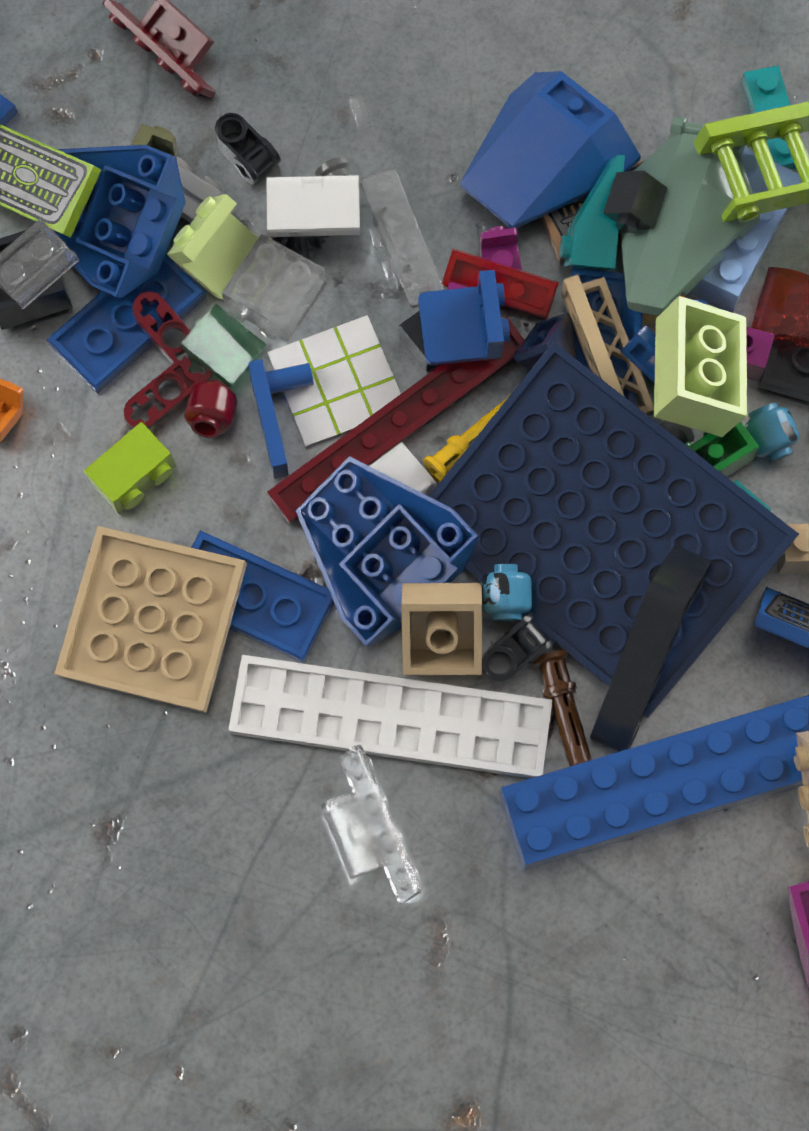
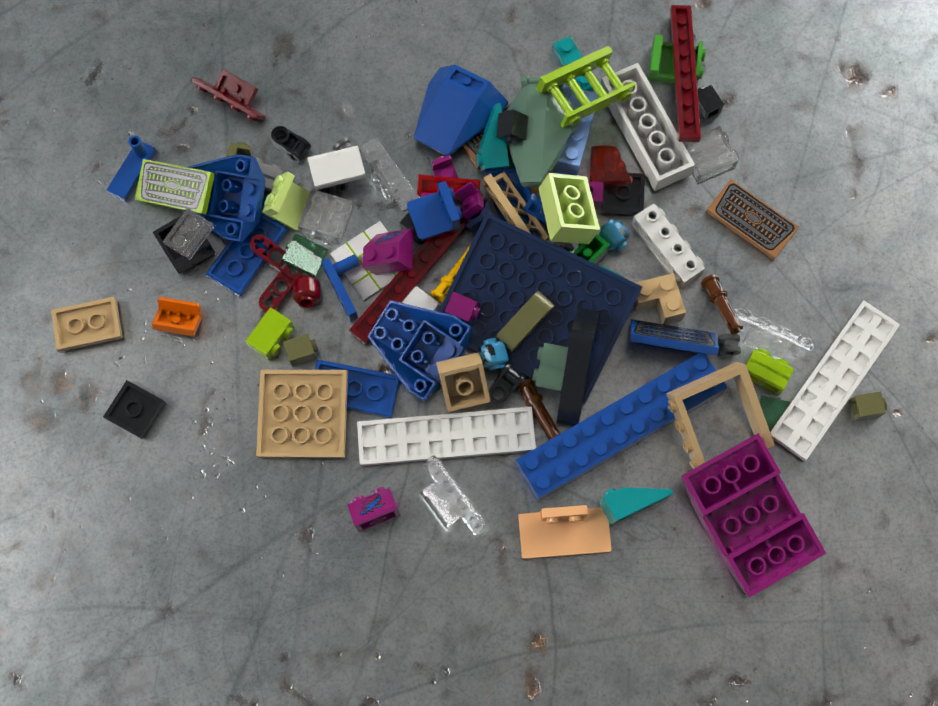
camera: 15 degrees left, 0 degrees up
(176, 507) = (301, 349): none -> olive brick
(232, 814) = (373, 509): none -> magenta slope
(368, 373) = (389, 252): none -> magenta slope
(472, 498) = (463, 307): none -> magenta brick
(534, 313) = (471, 199): none -> magenta bracket
(557, 935) = (564, 532): none -> light nougat bracket
(576, 547) = (525, 321): none -> olive beam
(602, 639) = (551, 366): none -> sand green brick
(685, 909) = (628, 501): none -> teal slope

